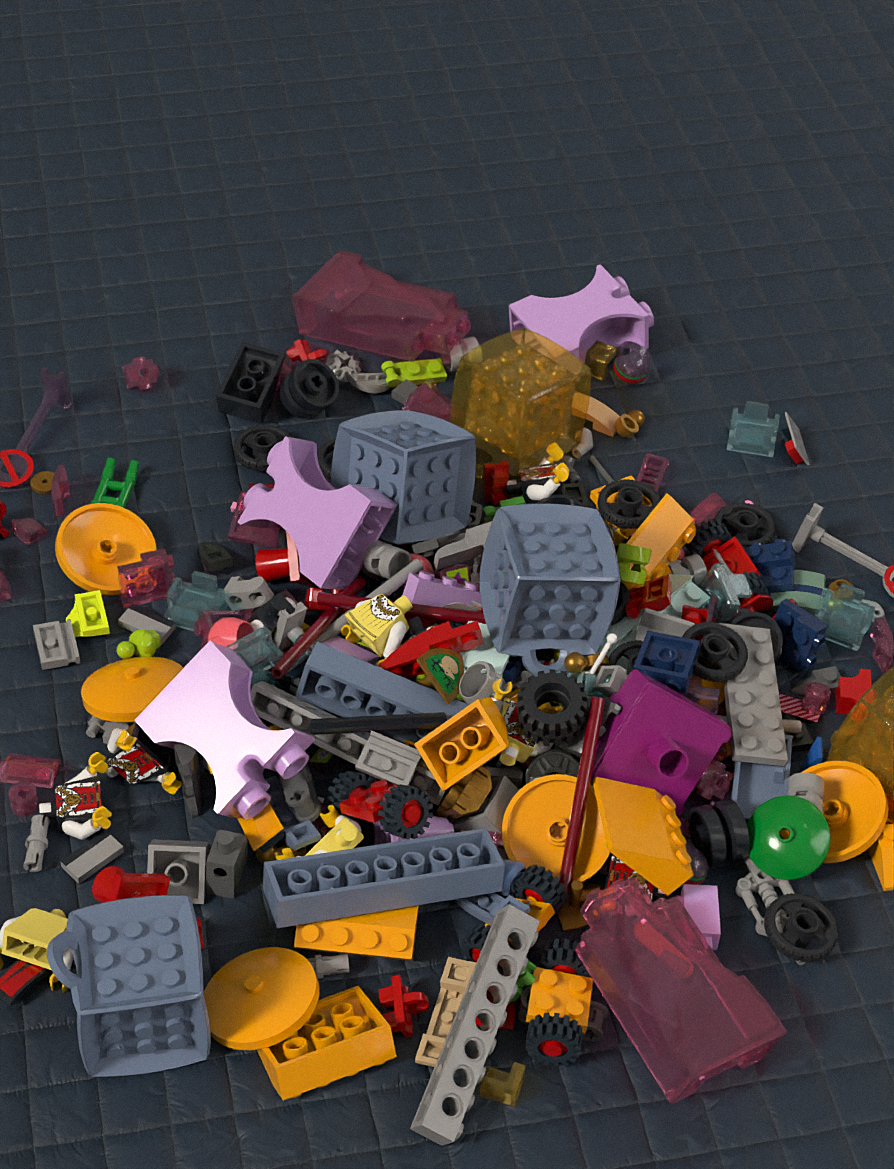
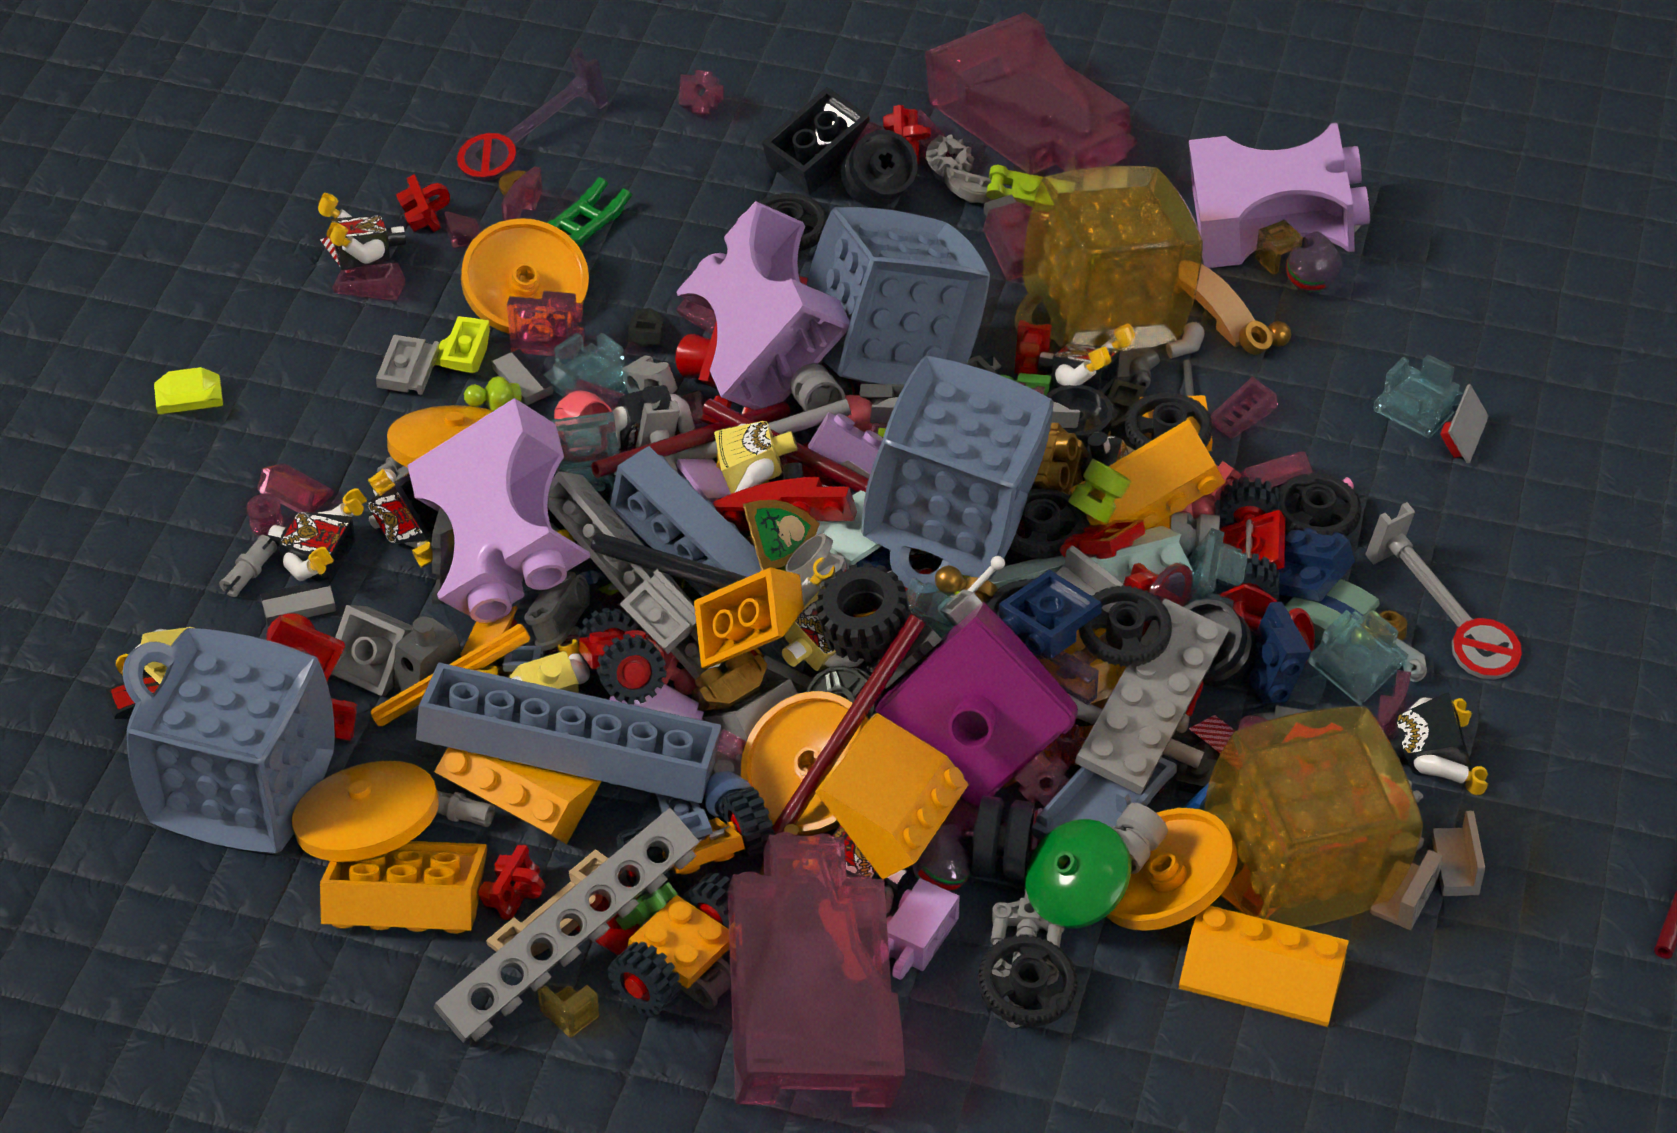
camera: 30 degrees right, 0 degrees up
(256, 868) = (473, 660): none -> light orange axle

